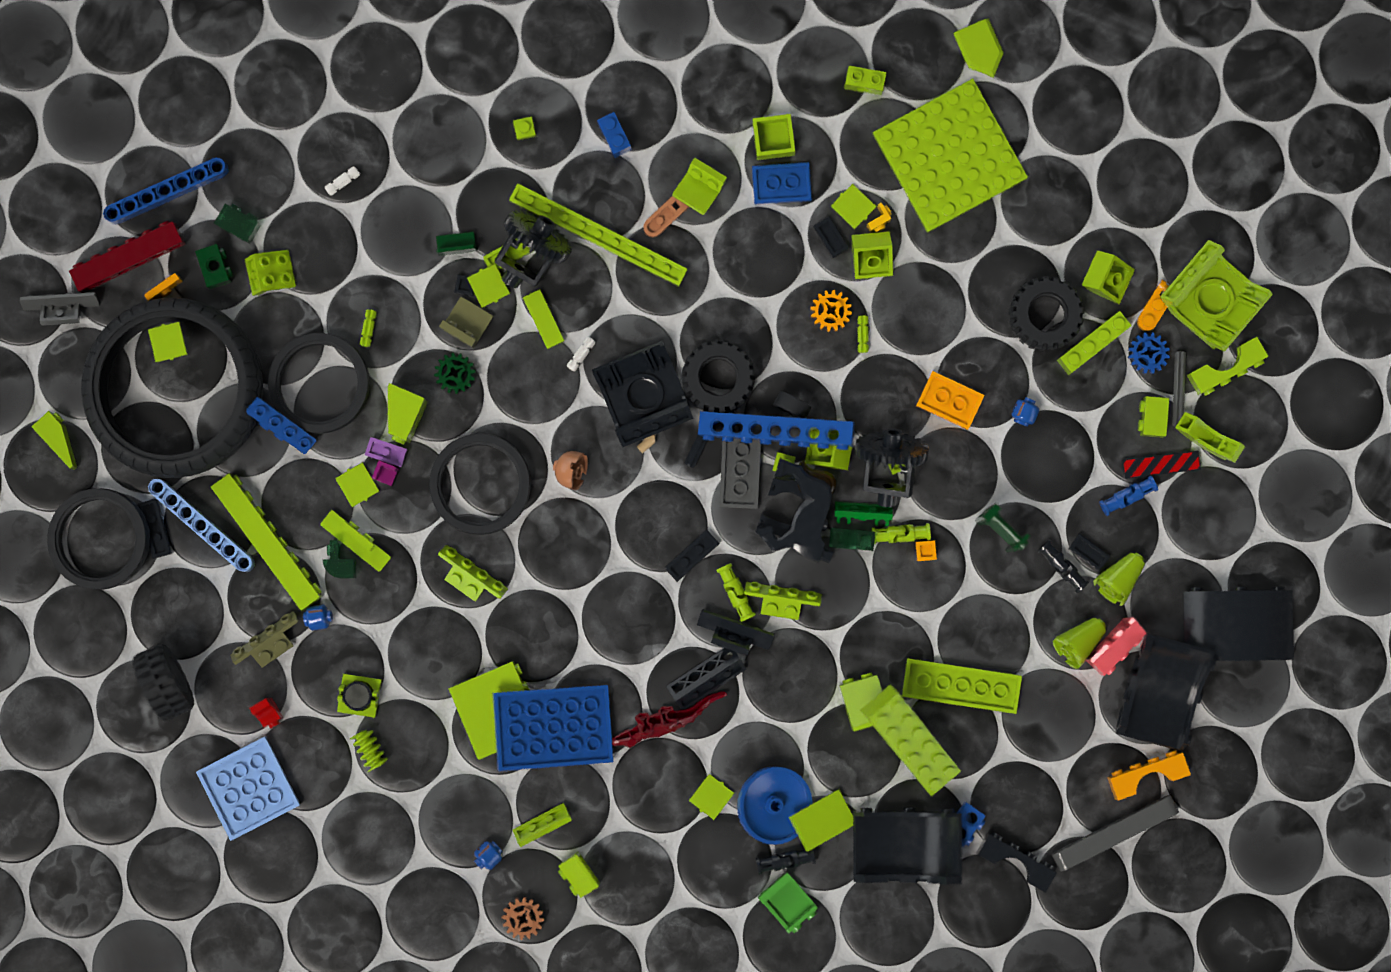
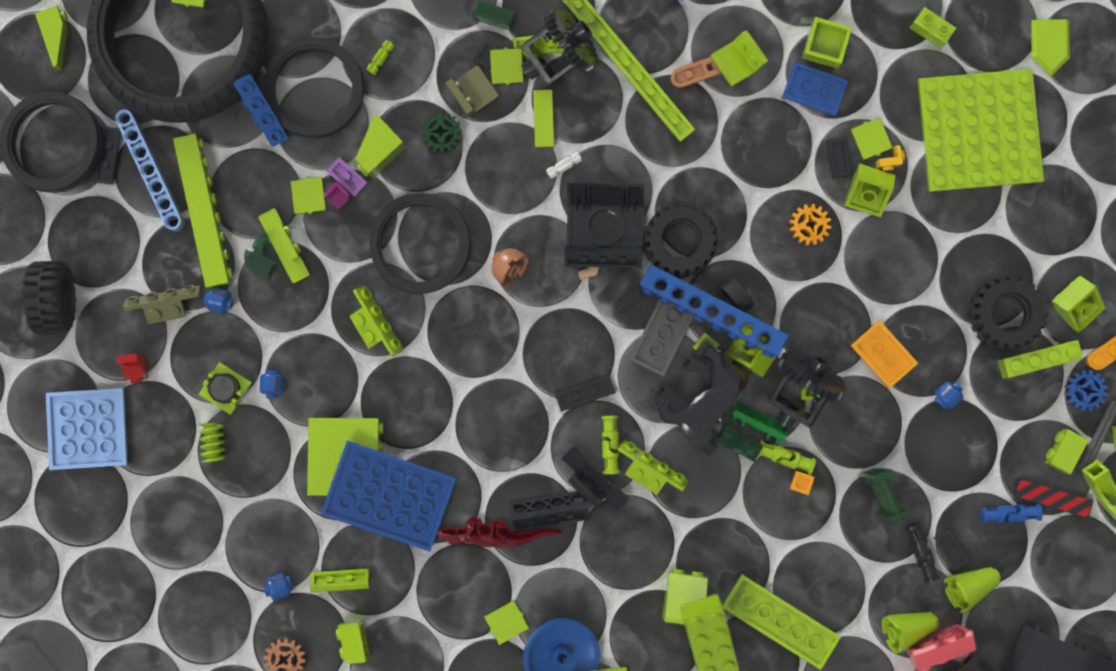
camera: 20 degrees right, 0 degrees up
(400, 672) = (272, 384): none -> blue head
(863, 334) = (830, 258): lime axle -> none

